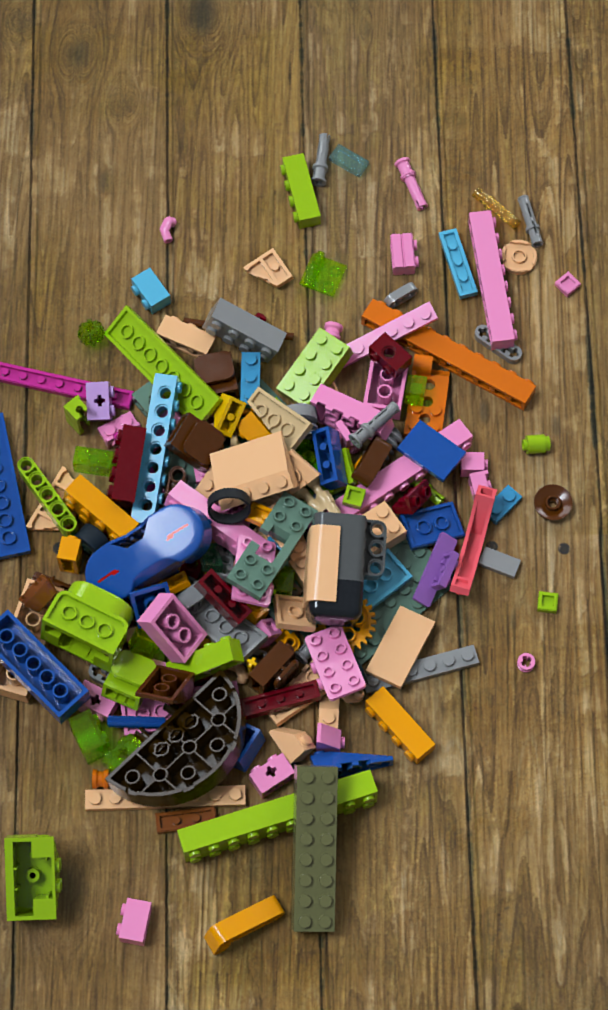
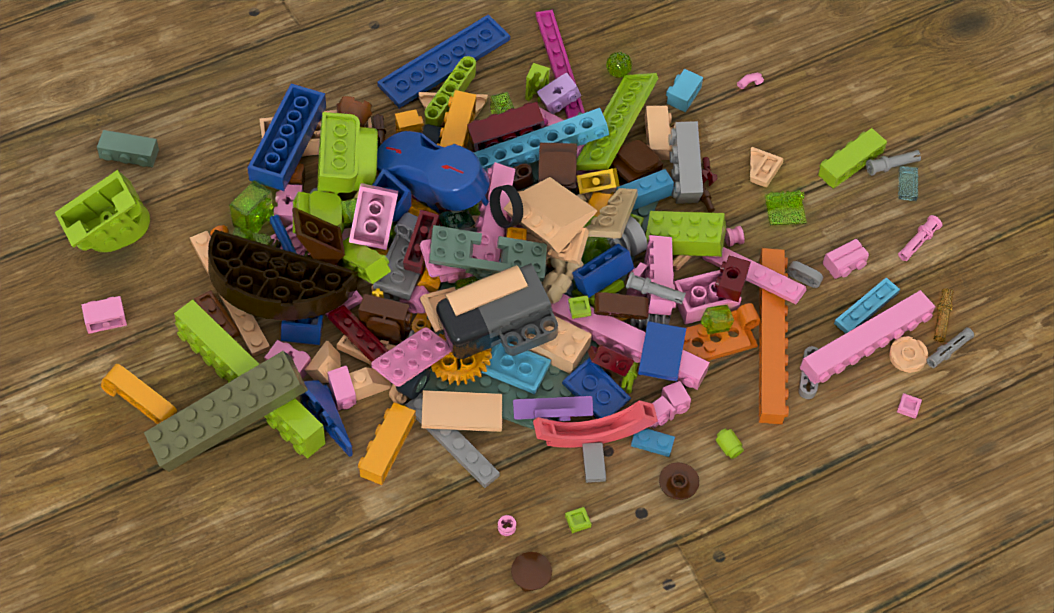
camera: 60 degrees right, 10 degrees down
(578, 662) = (531, 571): none -> reddish brown dish

